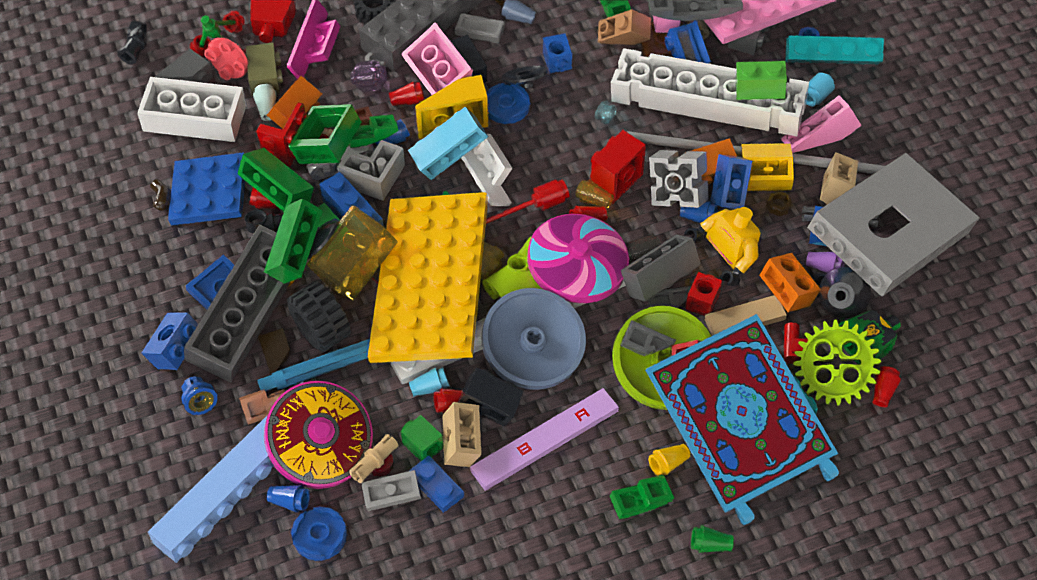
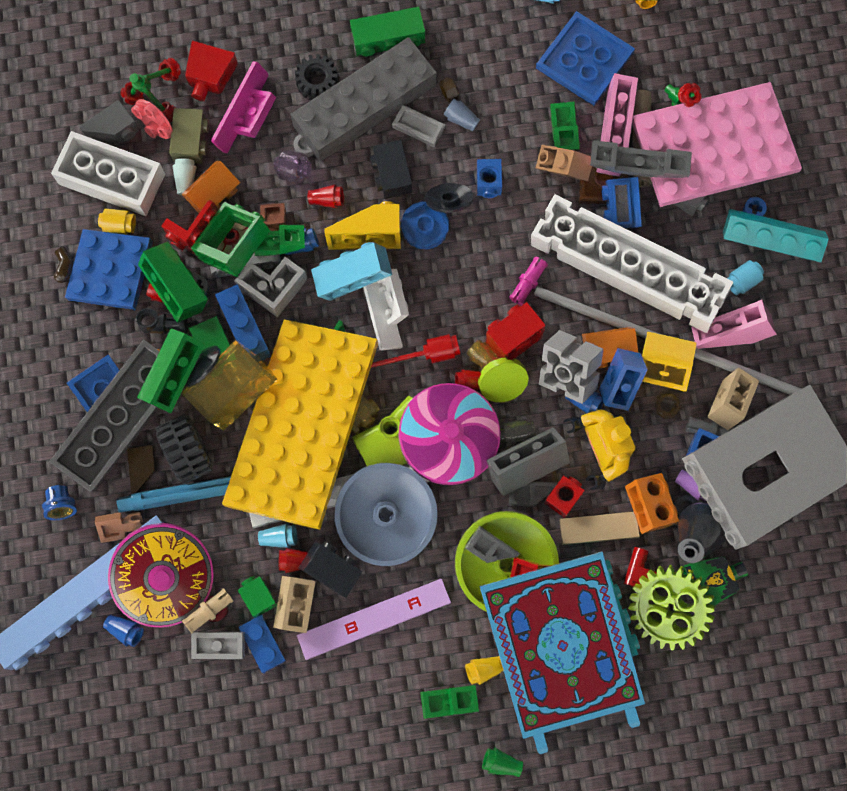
camera: 15 degrees right, 20 degrees up
(135, 42) = (69, 66): black connector -> none
(167, 344) = (43, 440): blue brick -> none
(207, 147) = (117, 221): none -> yellow brick
(319, 533) = (145, 671): blue tile -> none
(436, 60) = (360, 173): bright pink slope -> none
(605, 112) = (520, 260): clear light blue bush -> none
(617, 205) = (503, 380): none -> lime tile
(619, 123) = (528, 281): none -> dark pink pin
(761, 80) = (682, 274): bright green brick -> none
(885, 385) = (714, 638): red cone -> none

